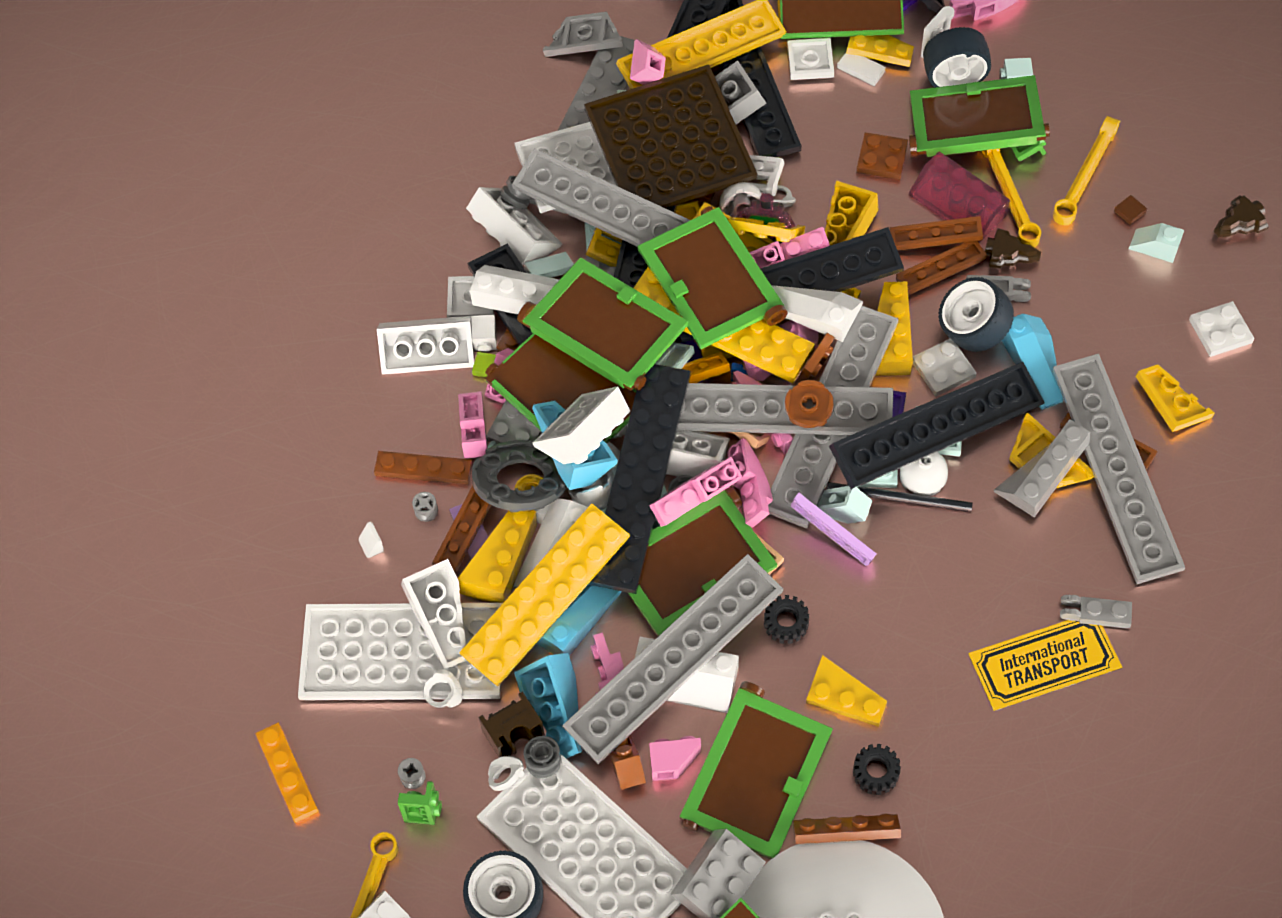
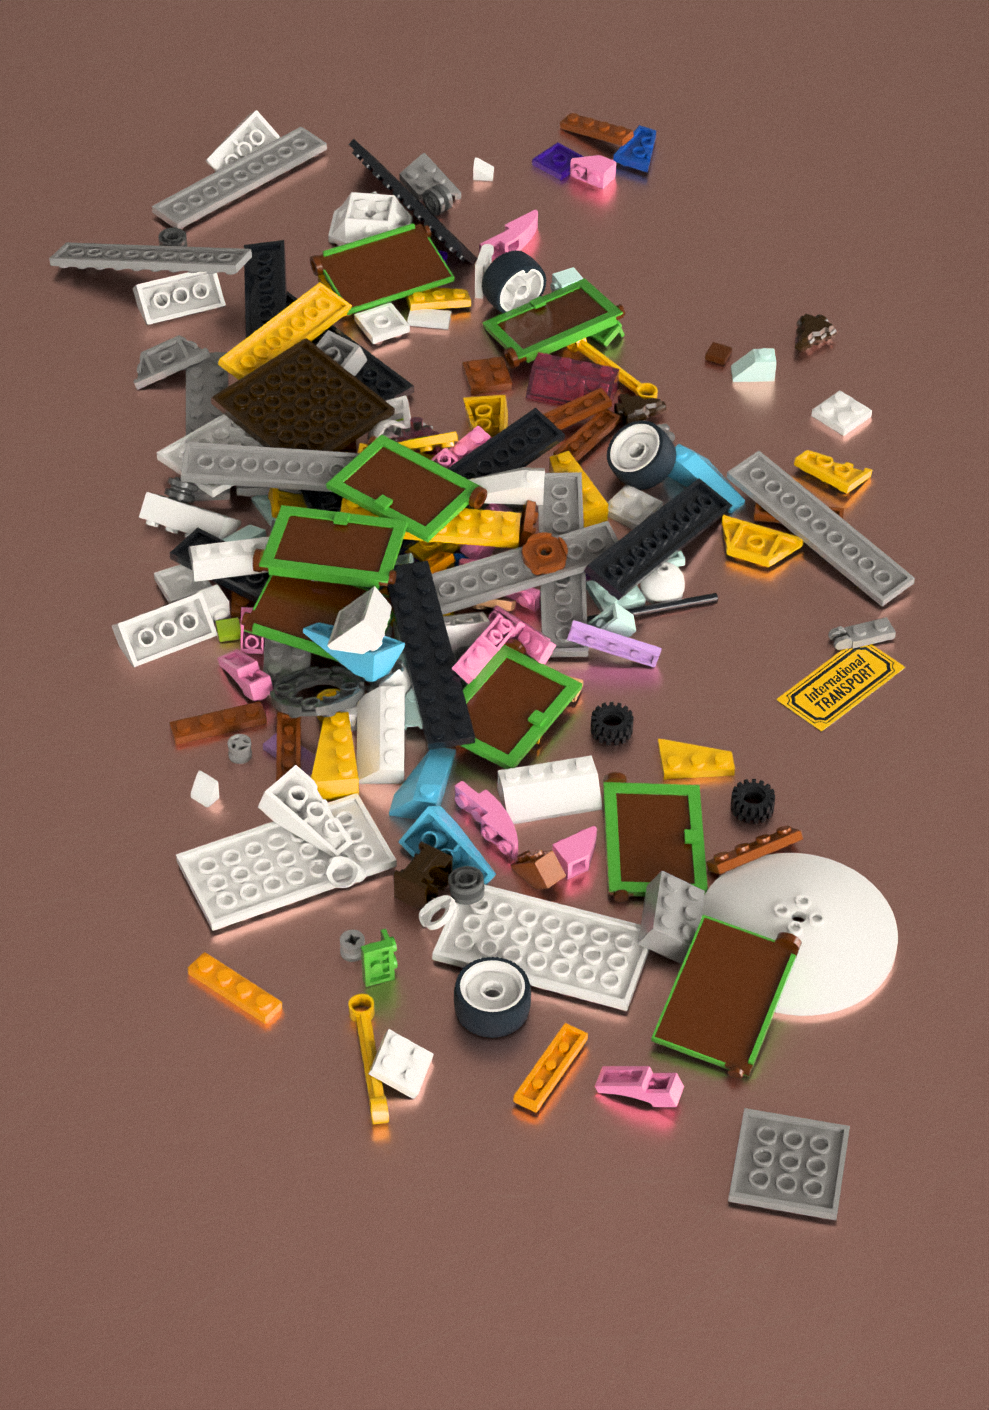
camera: 30 degrees left, 15 degrees down
(544, 594) = (397, 765): yellow plate -> none
(646, 63) = (250, 351): bright pink slope -> none
(672, 659) = (538, 772): light grey plate -> none
(1041, 475) = (762, 551): light grey wedge -> none
(1105, 135) = (666, 341): yellow piece -> none

